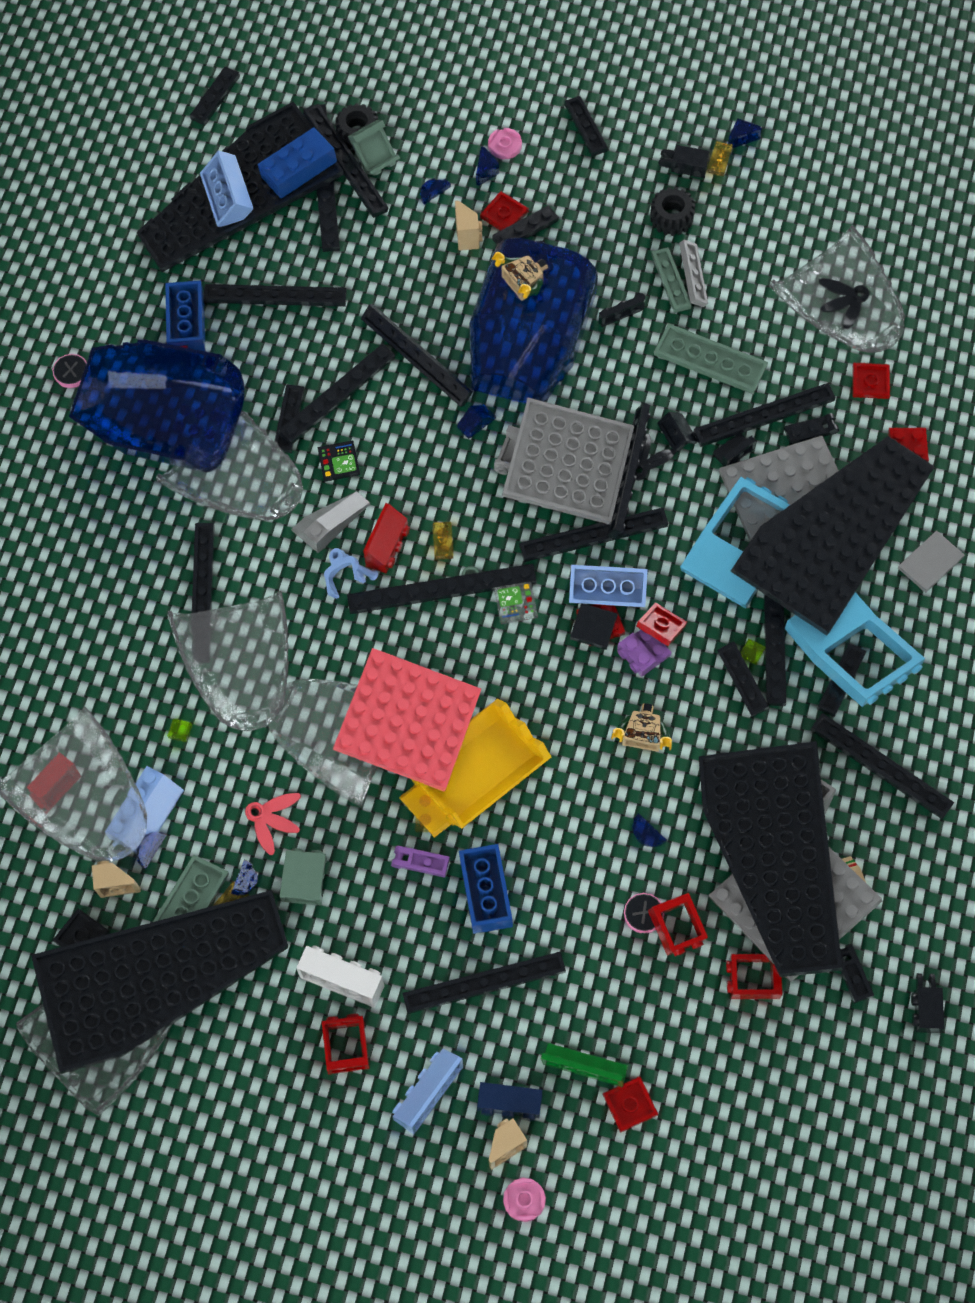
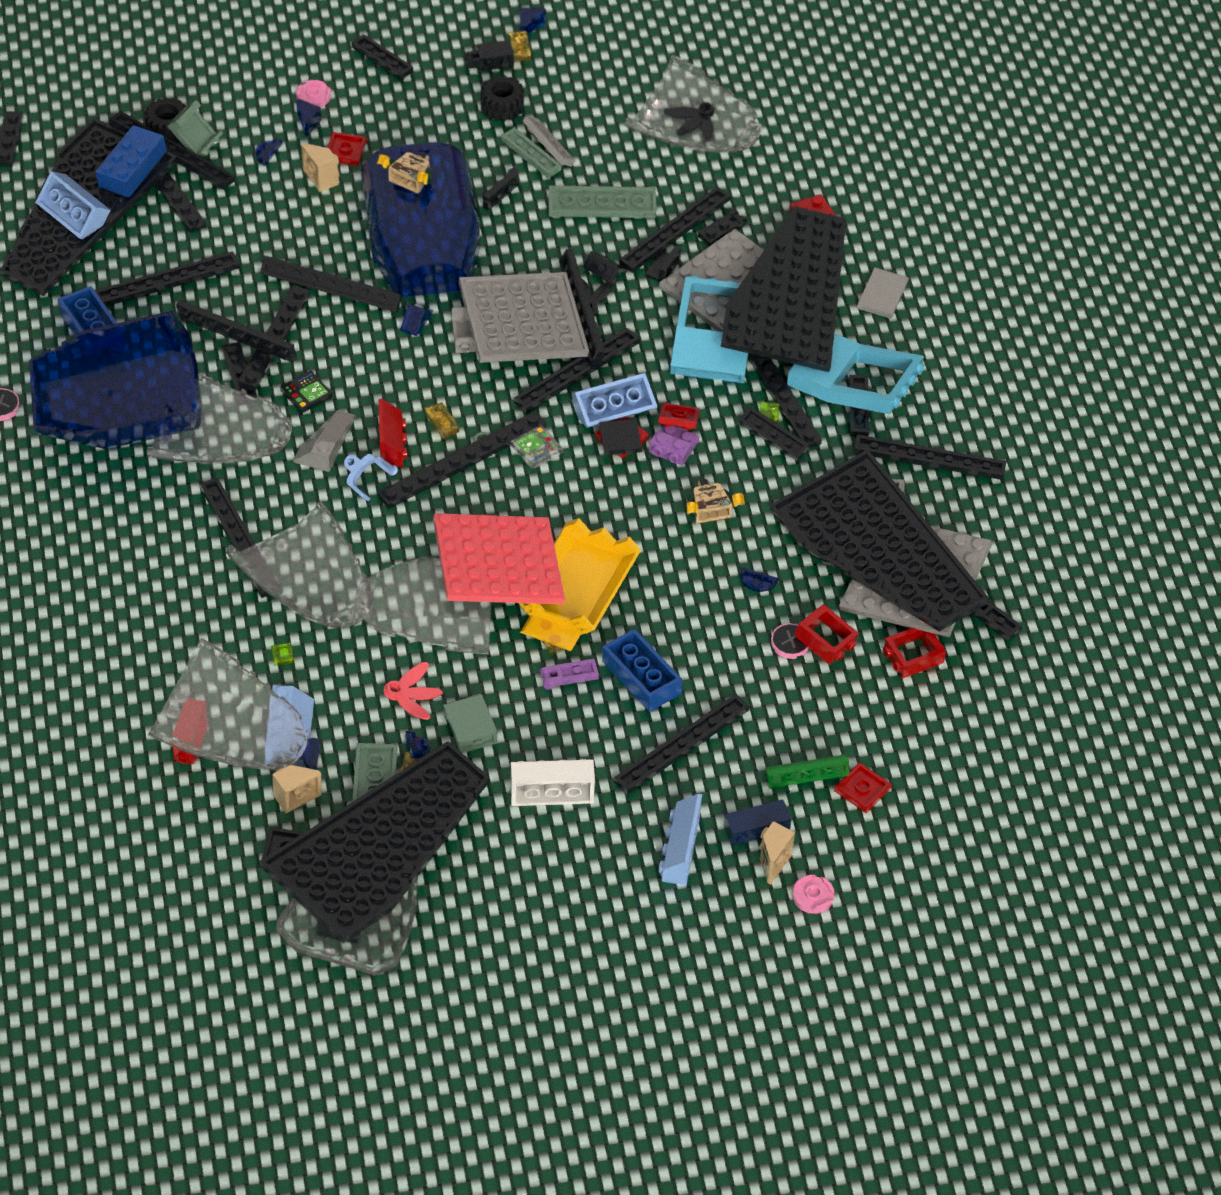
camera: 30 degrees left, 15 degrees down
(303, 381) = (236, 331): none -> black plate
(348, 1064) = (593, 852): red window -> none
(528, 226) = (383, 140): black plate -> none
(871, 380) = (752, 175): red tile -> none
(928, 1006) = (1071, 618): black hinge -> none

